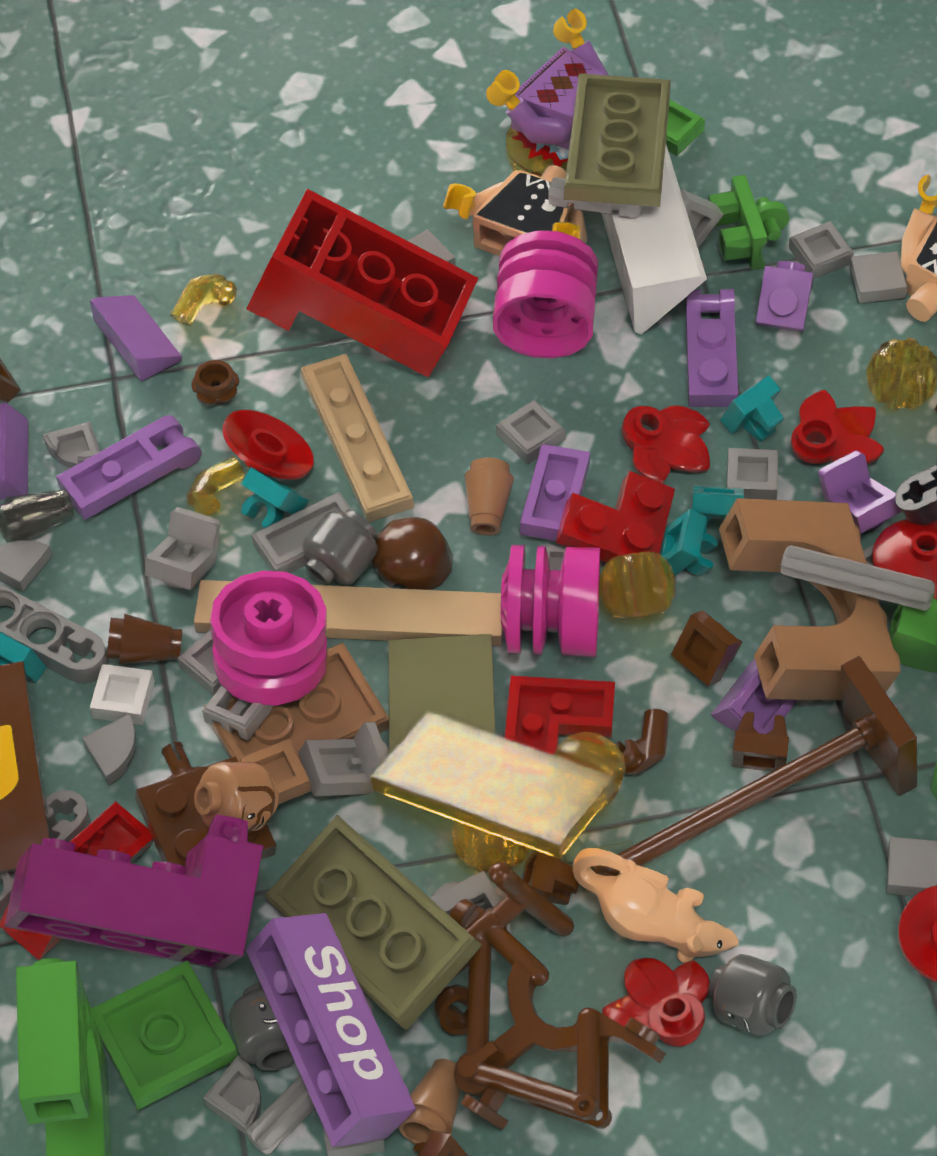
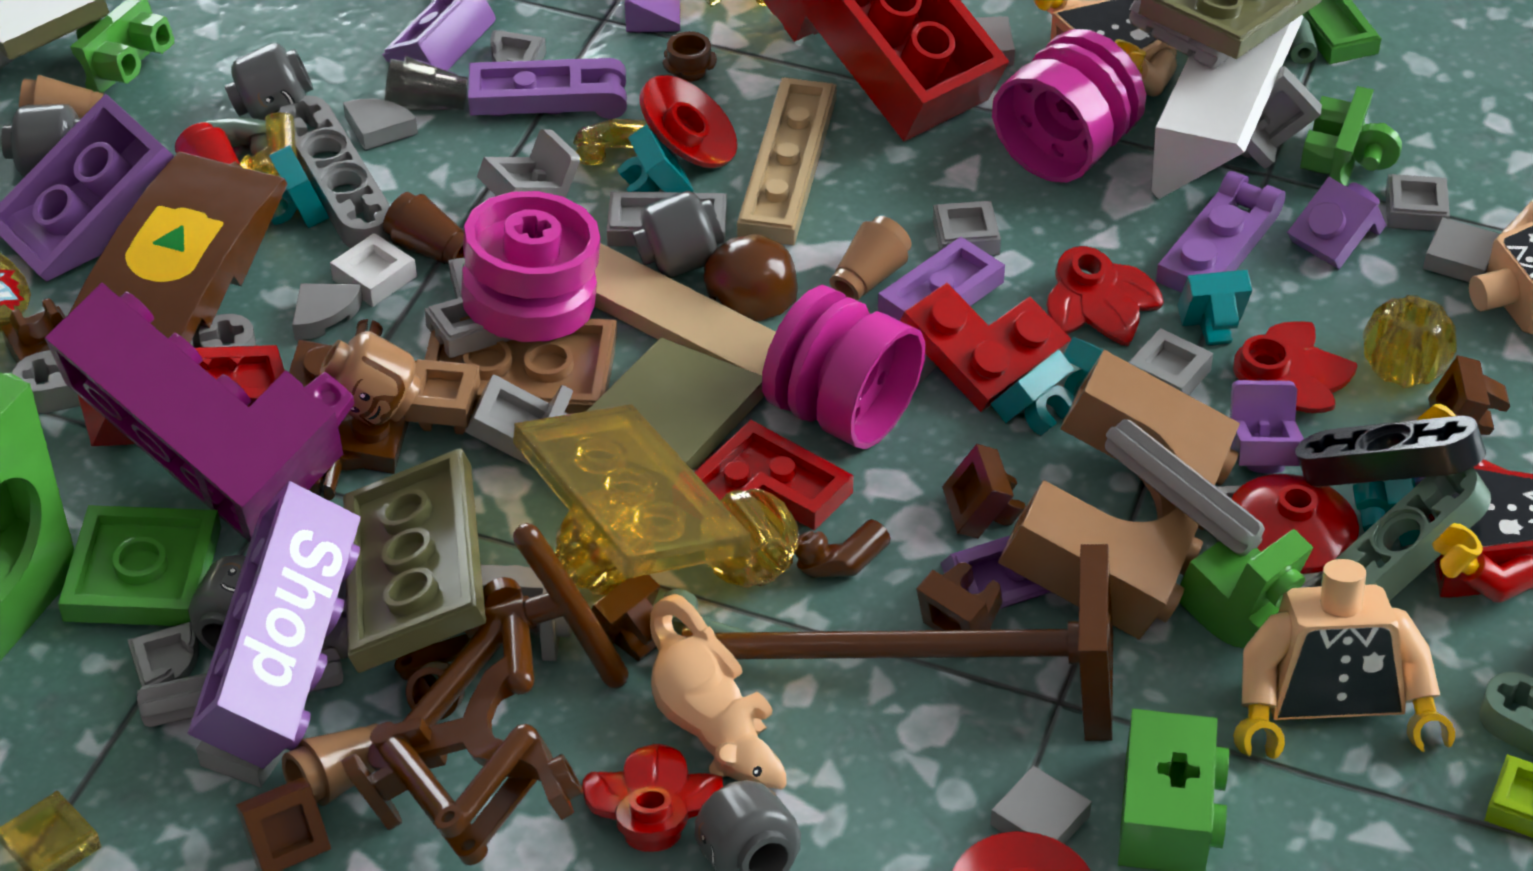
camera: 30 degrees right, 10 degrees down
(637, 585) = (949, 398): clear yellow piece -> none

